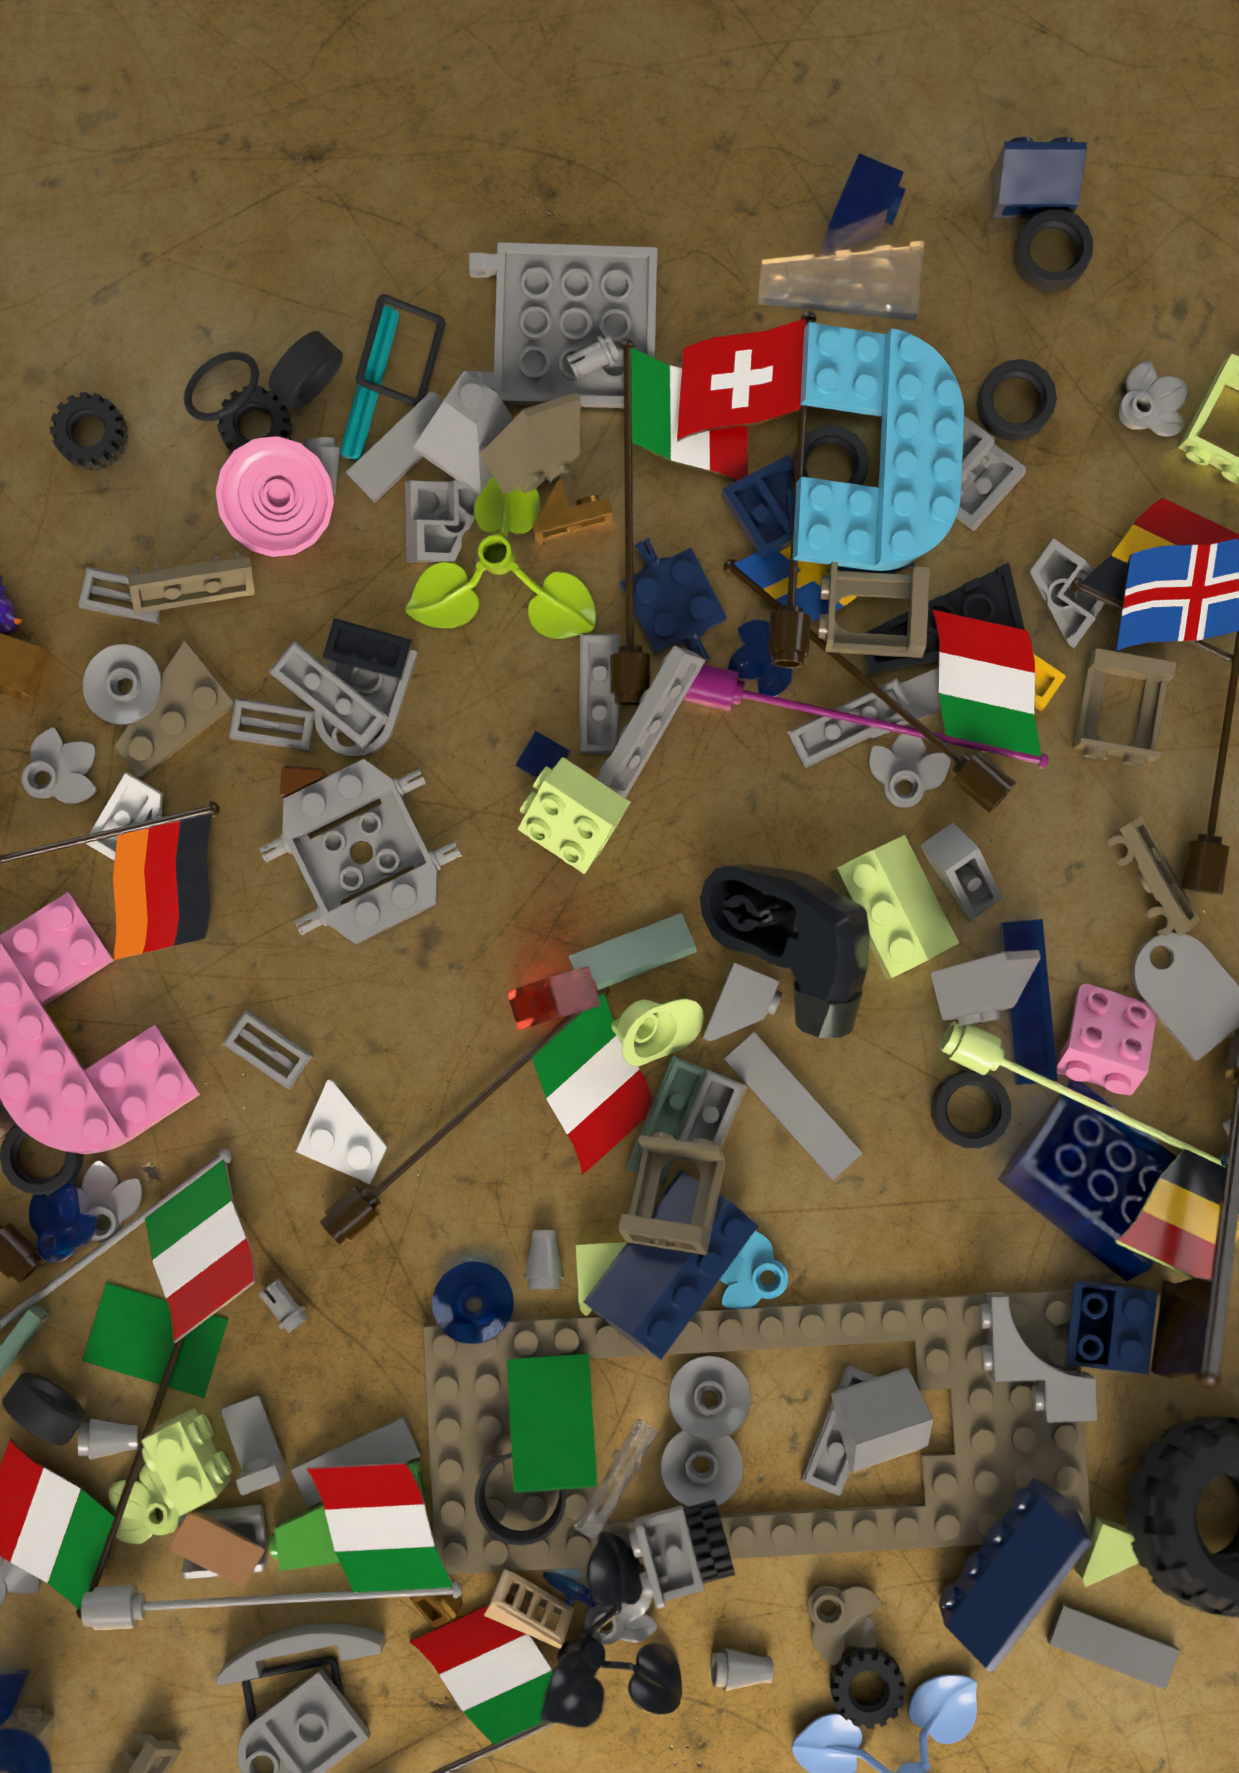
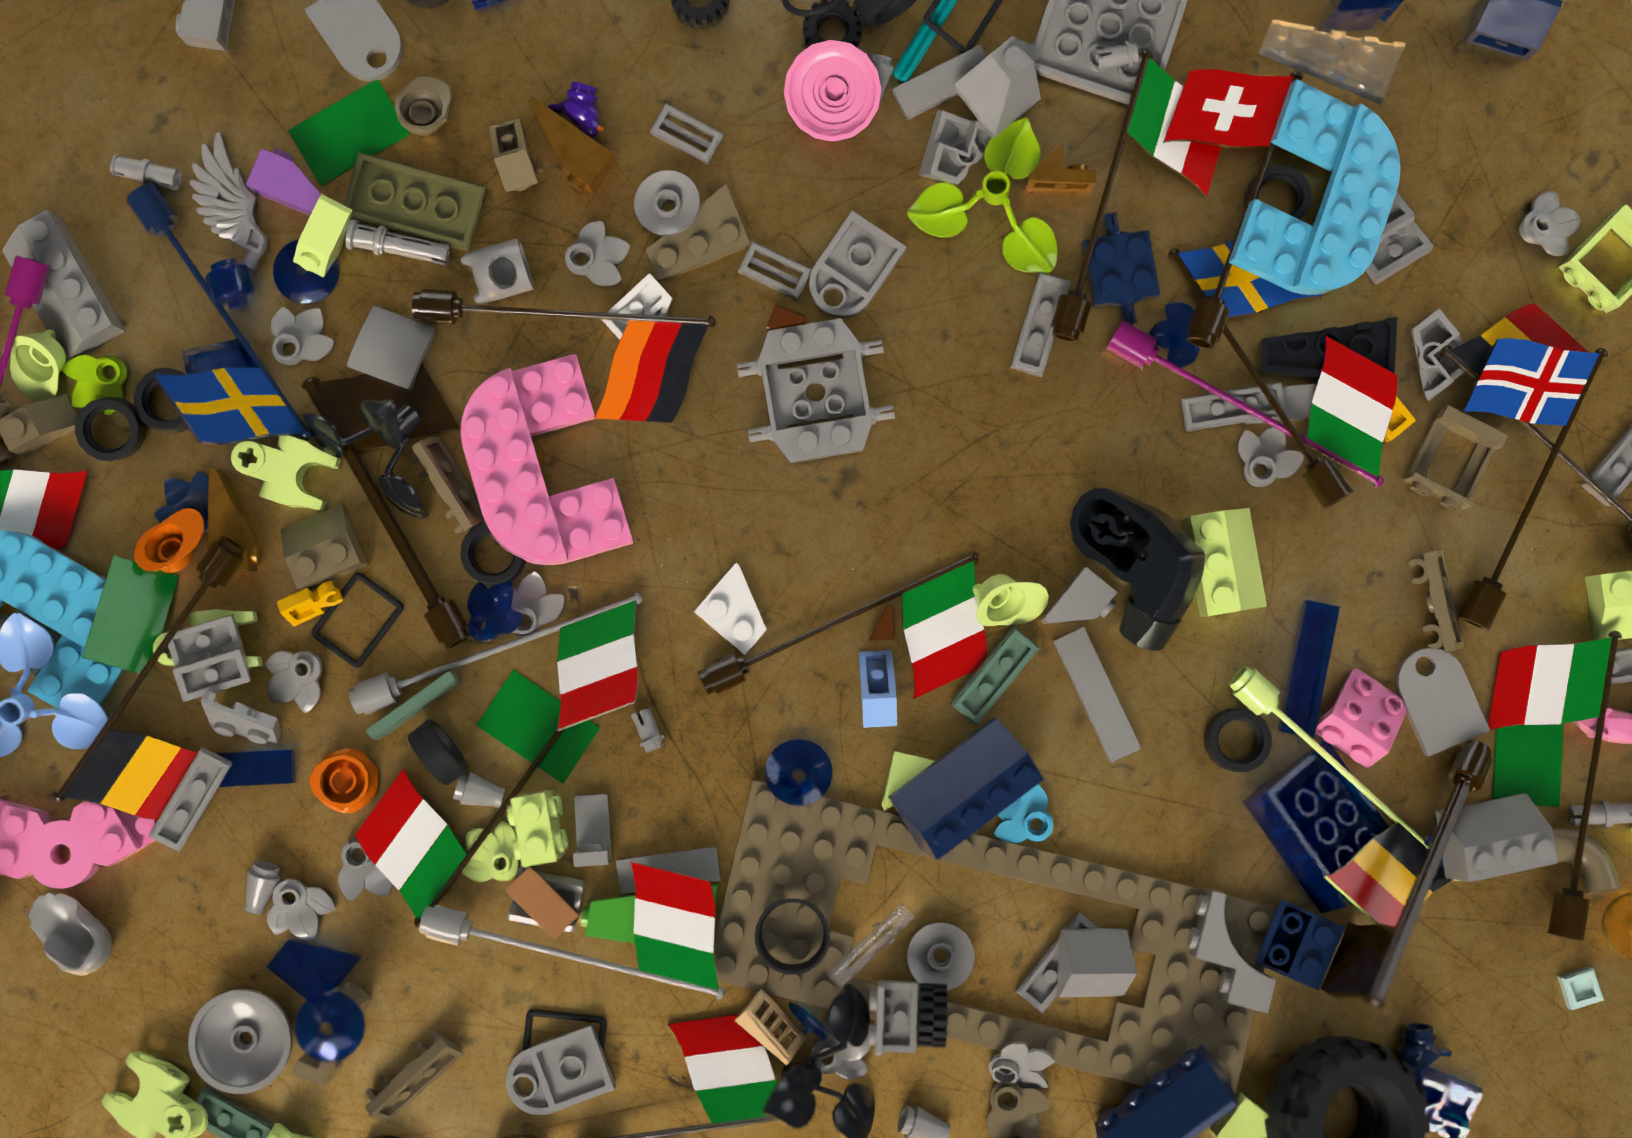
camera: 15 degrees right, 0 degrees up
(191, 584) = (745, 140): dark tan plate -> none
(296, 1069) = (713, 547): light grey tile -> none
(328, 695) = (827, 260): light grey tile -> none
(352, 1643) = (624, 1009): light grey slope -> none
(367, 649) = (869, 233): black plate -> none
(437, 1608) = (698, 1003): pearl gold slope -> none
(523, 1102) = (885, 627): none -> reddish brown slope
(535, 1177) = (877, 688): none -> light blue slope
(536, 445) = (1052, 111): dark tan slope -> none
(539, 754) = (980, 361): clear blue plate -> none
(544, 1262) = (863, 758): light grey cone -> none
(551, 1423) = (834, 885): green piece -> none
(553, 998) = (935, 551): clear red brick -> none
(571, 814) = (993, 410): yellowish green brick -> none
(636, 951) = (1006, 536): sand green tile -> none
(650, 720) = (1075, 357): light grey plate -> none
(656, 1156) = (981, 698): dark tan panel -> none
(713, 1109) = (1031, 682): light grey slope -> none
(719, 1378) = (976, 894): light grey dish -> none
(764, 506) = (1216, 215): dark blue wing -> none
(832, 1565) = (1021, 1066): none -> light grey plate
(845, 583) = (1316, 314): dark tan panel -> none
(962, 870) = (1287, 549): light grey slope -> none
(983, 986) = (1279, 644): light grey slope -> none
(1034, 375) = (1462, 176): black tyre -> none
(1066, 223) = (1521, 61): black tyre -> none

